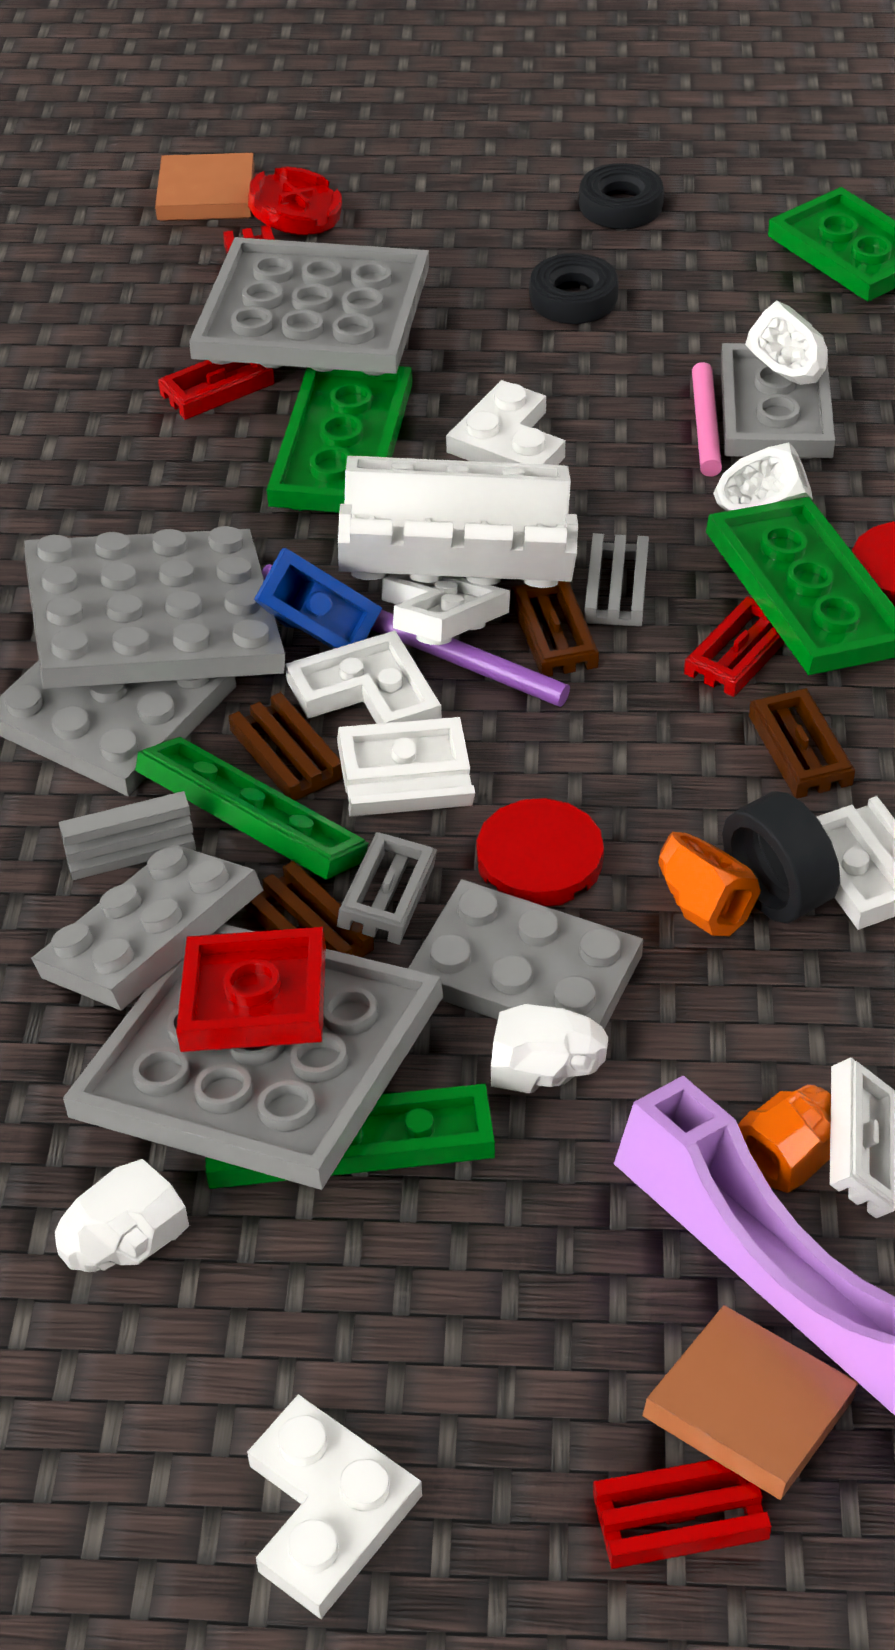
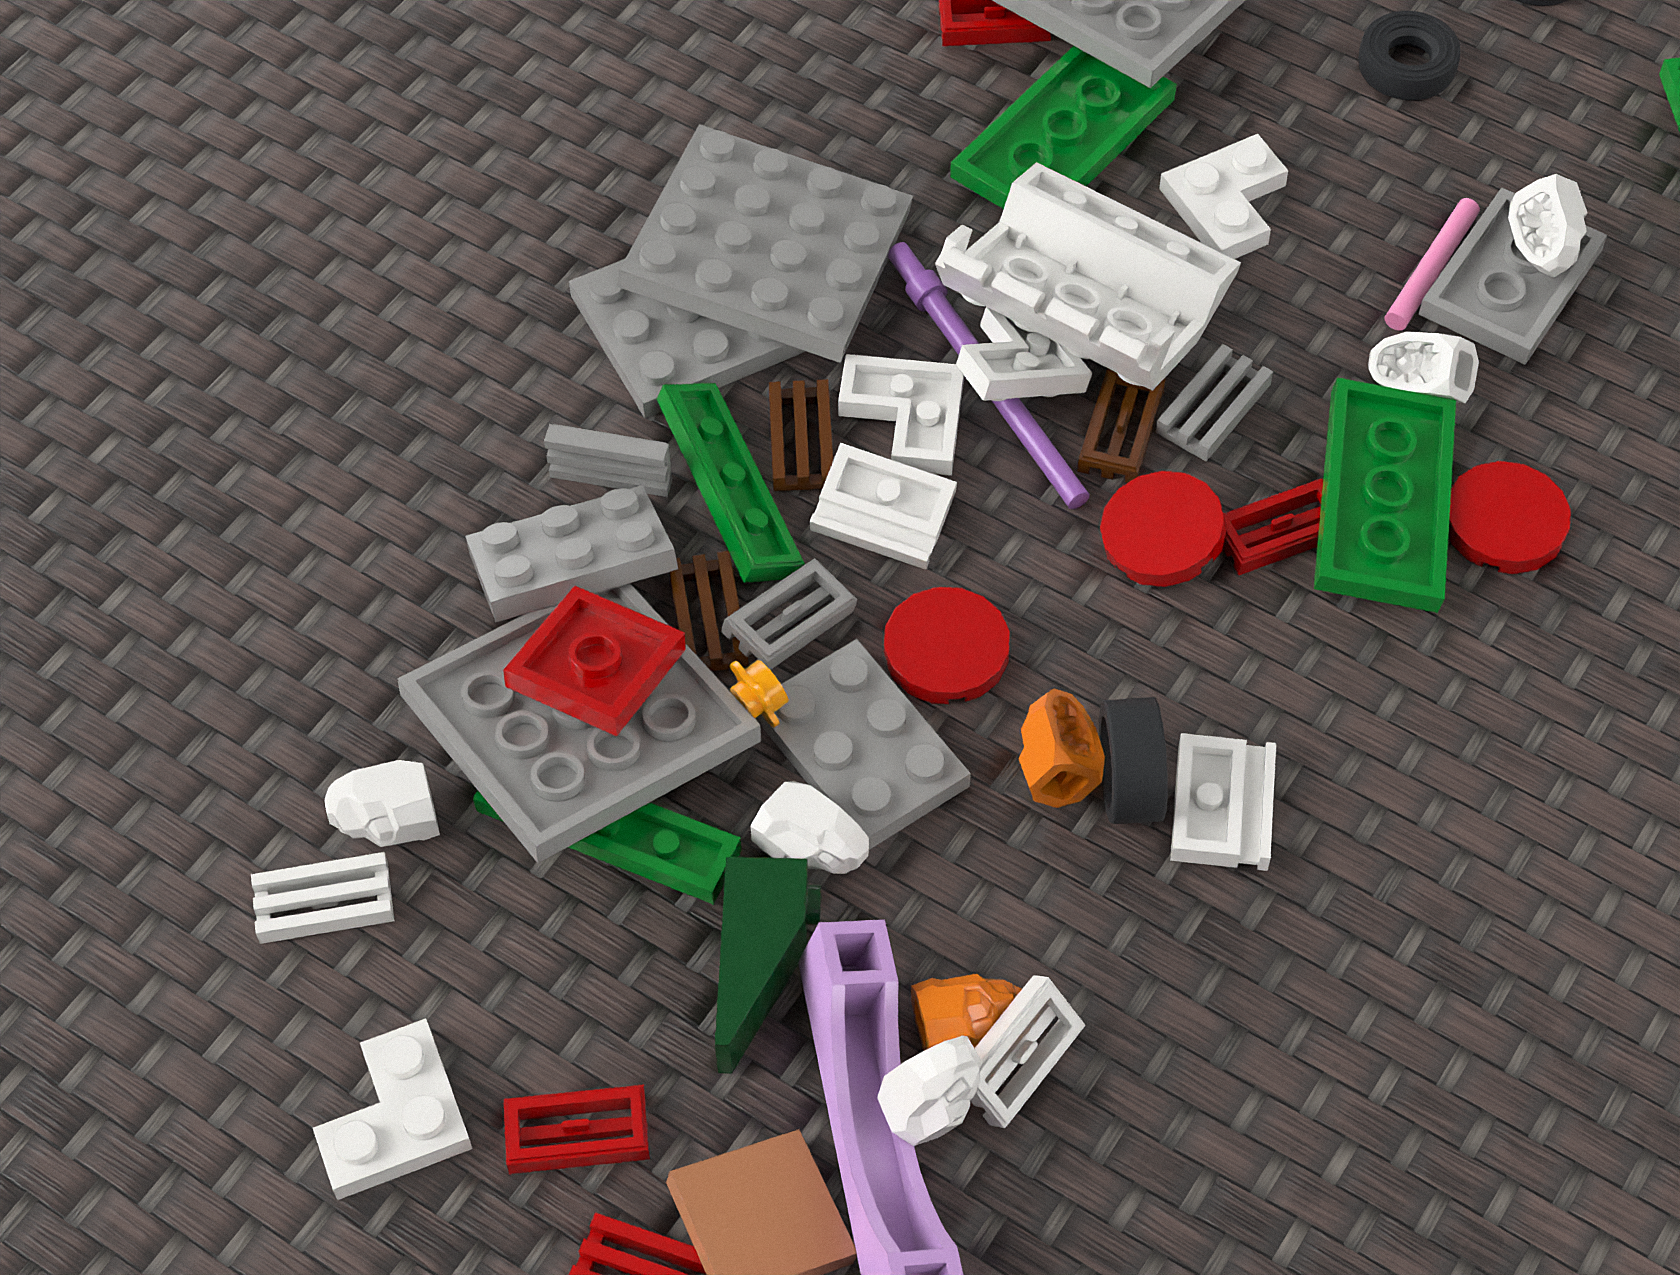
camera: 30 degrees right, 10 degrees up
(100, 1333) = (322, 887): none -> white tile
(315, 602) = (904, 307): blue slope -> none
(418, 947) = (758, 691): none -> light orange plate
(533, 1441) = (582, 1153): none -> red tile
(561, 1152) = (761, 944): none -> dark green slope
(653, 683) = (1163, 528): none -> red tile
(798, 779) = (1253, 694): reddish brown tile -> none
(833, 1197) = (931, 1091): none -> white rock

